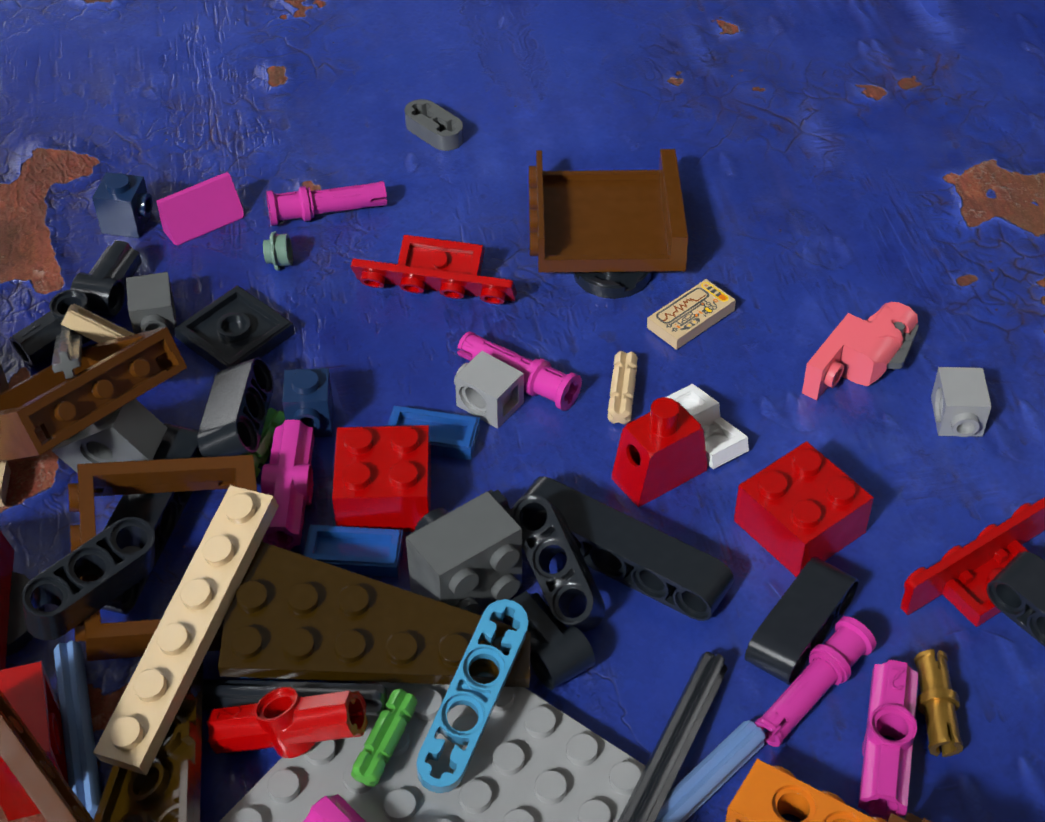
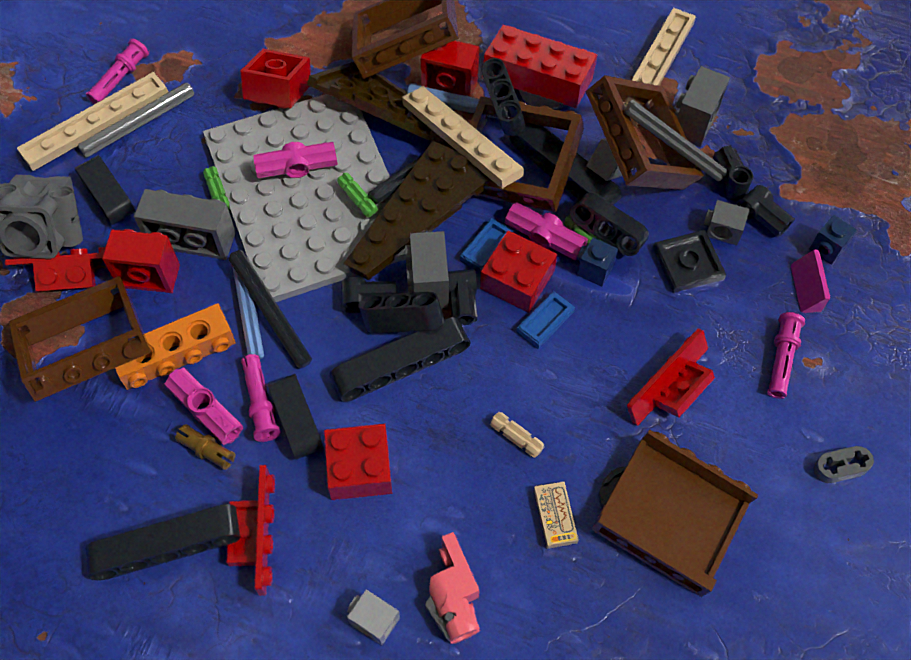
camera: 120 degrees right, 15 degrees up
(92, 325) = (706, 185): tan tile -> none
(278, 250) = (747, 308): sand green plate -> none
(287, 722) = (389, 161): red piece -> none
(468, 692) = (345, 229): dark azure beam -> none
(489, 389) = (555, 356): light grey brick -> none
(538, 373) = (550, 390): dark pink pin -> none
(659, 452) = (444, 409): red torso -> none
(721, 438) = (459, 460): white slope -> none

